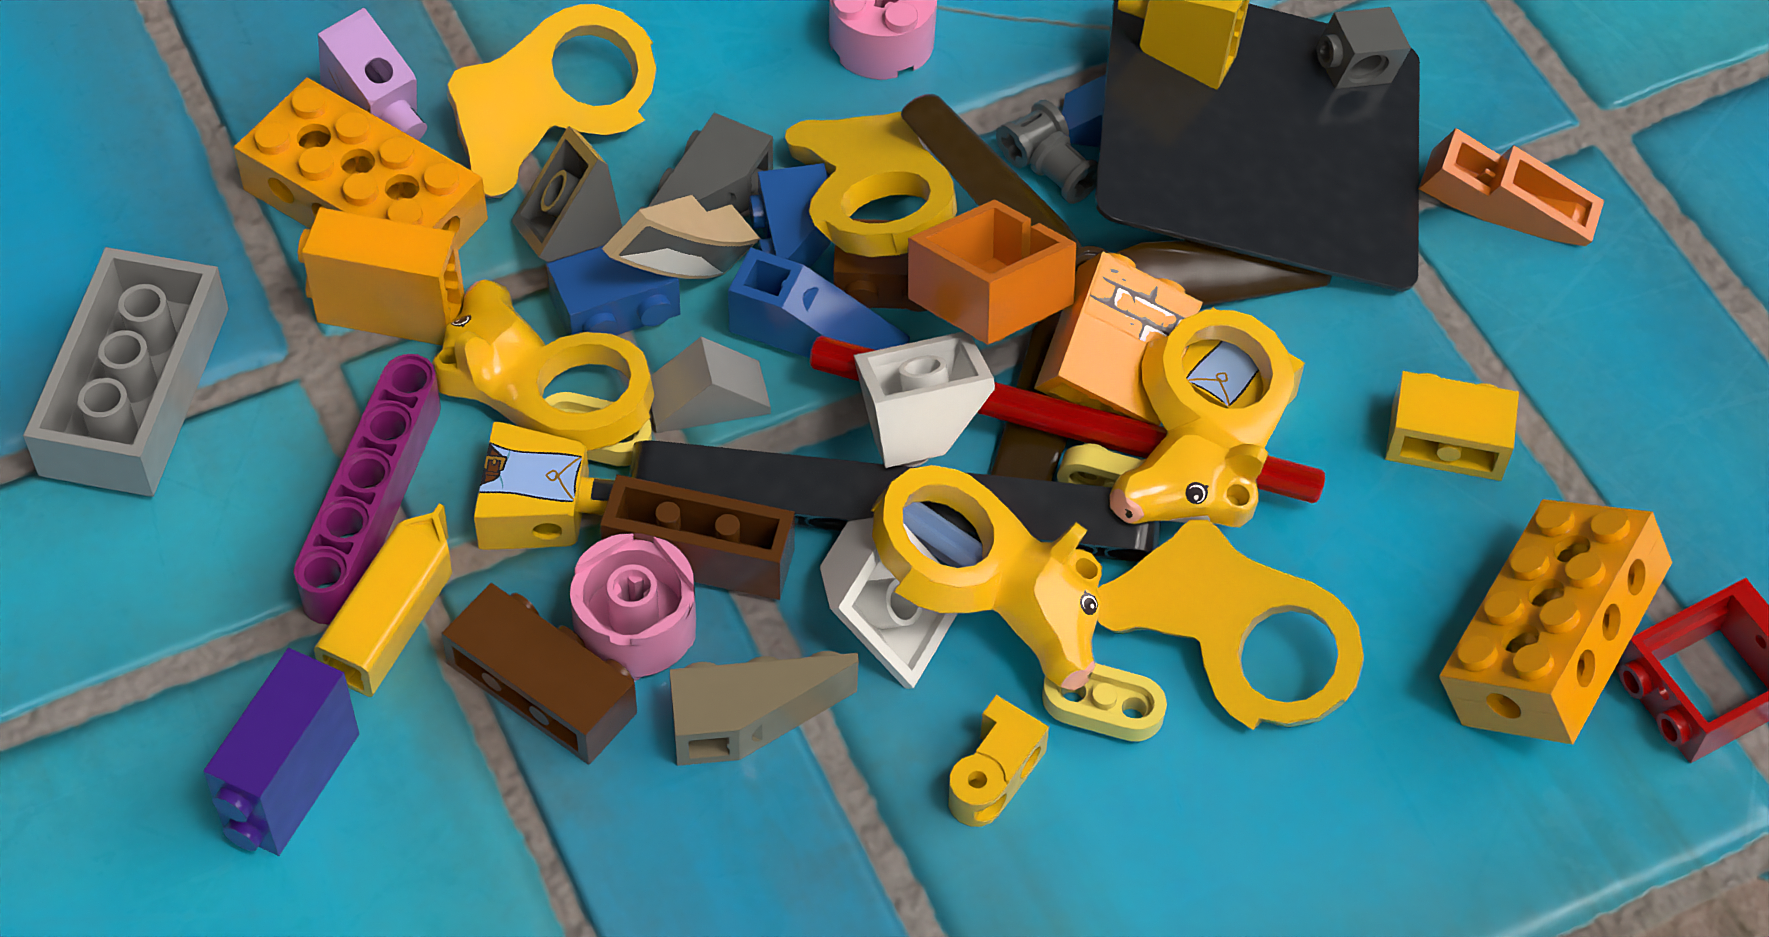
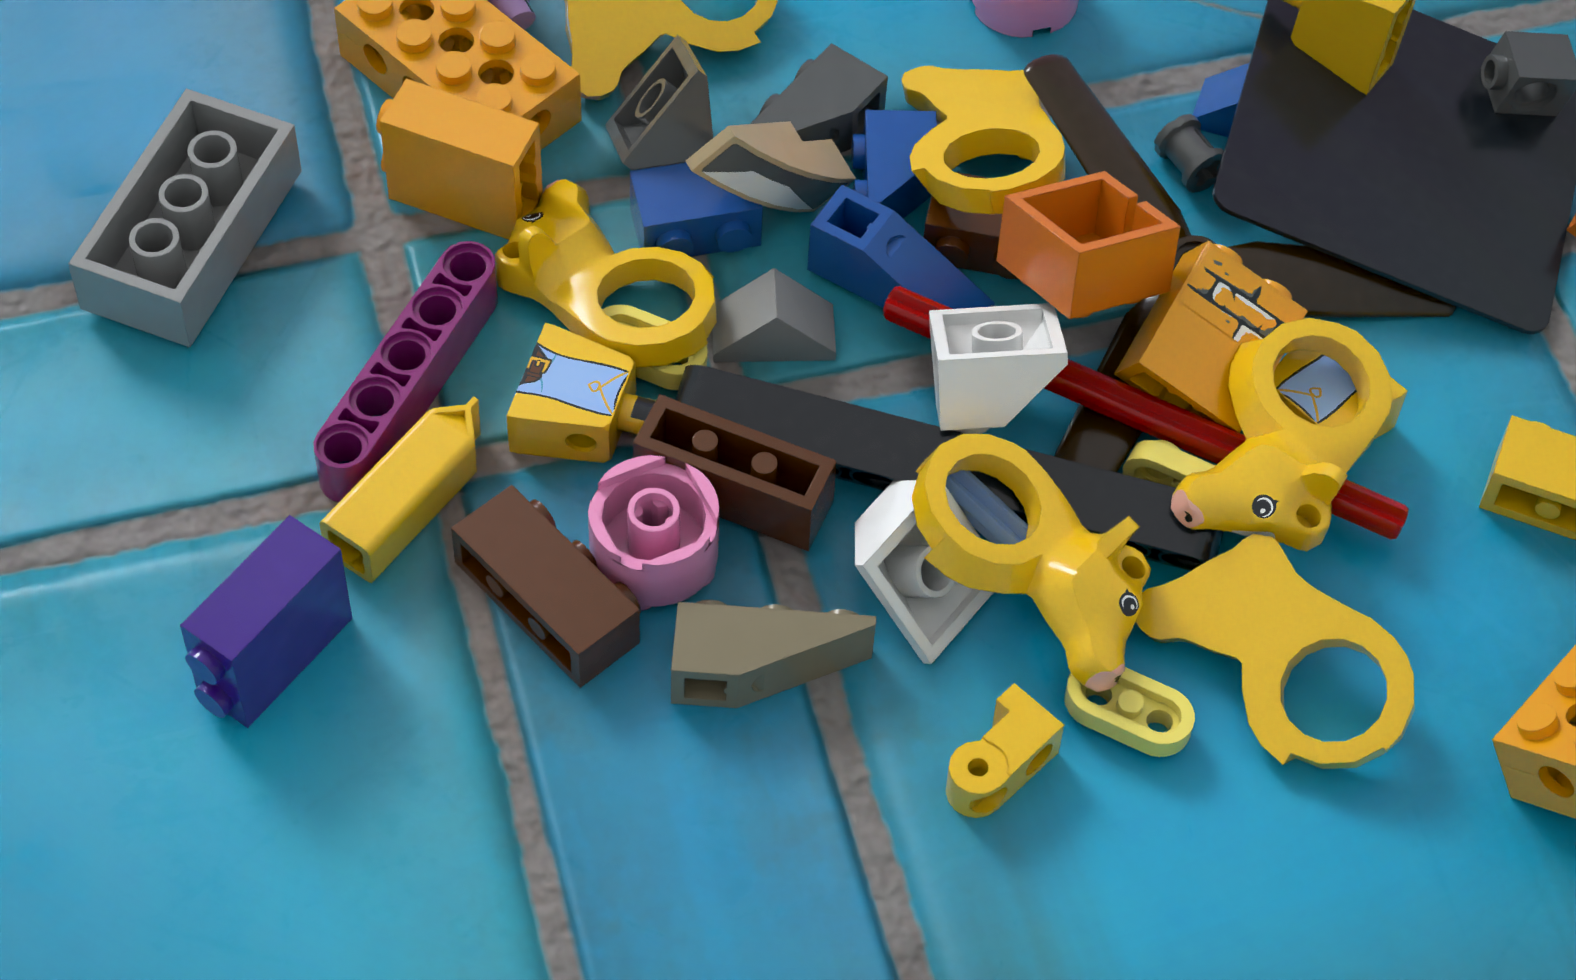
camera: 10 degrees right, 0 degrees up
(1022, 138) = (1149, 115): dark grey bush -> none

